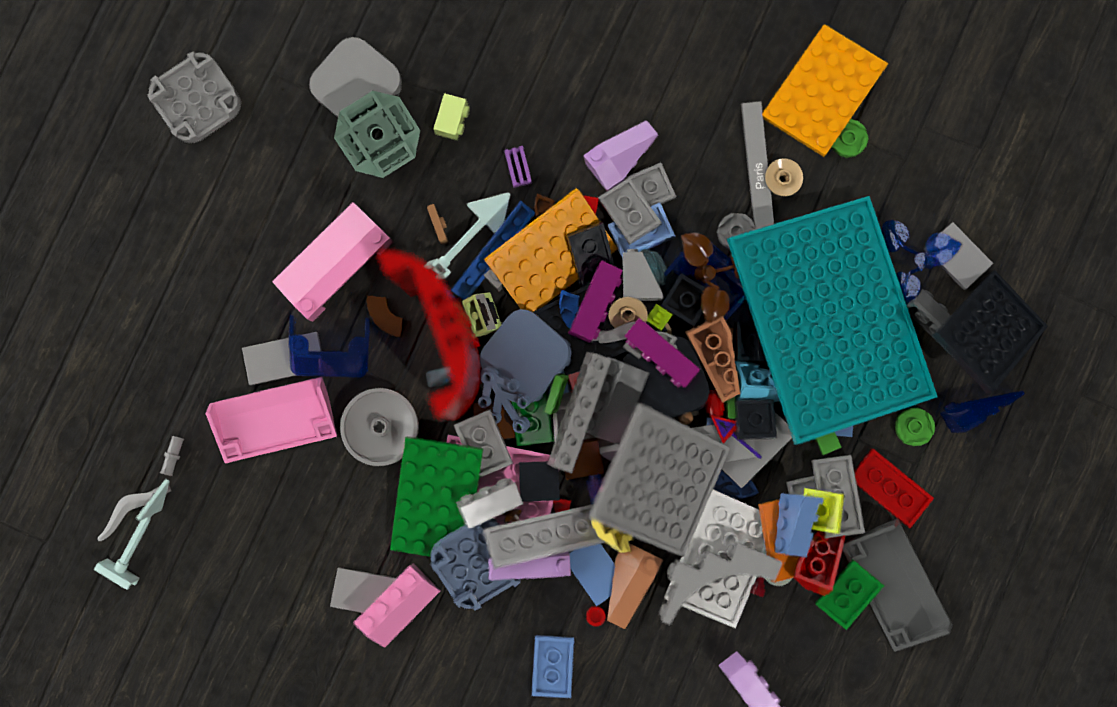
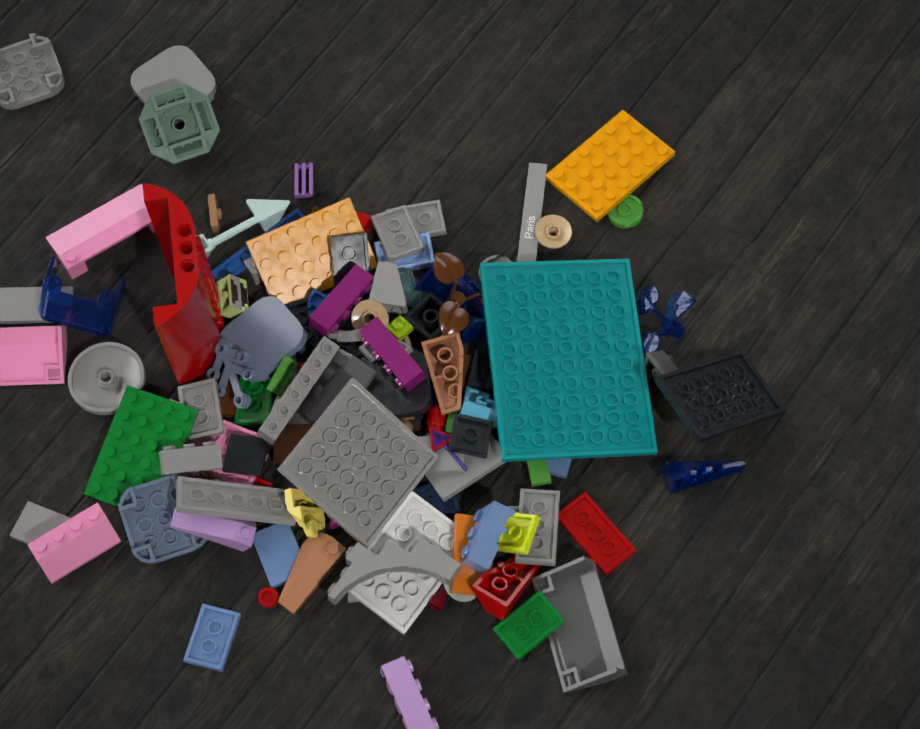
camera: 10 degrees right, 20 degrees down
(383, 317) = (140, 287): reddish brown tile -> none
(451, 116) = (252, 126): yellowish green brick -> none
(617, 156) = (396, 185): lavender wedge -> none
(914, 426) = (632, 480): bright green tile -> none
(968, 262) = (709, 331): light grey tile -> none

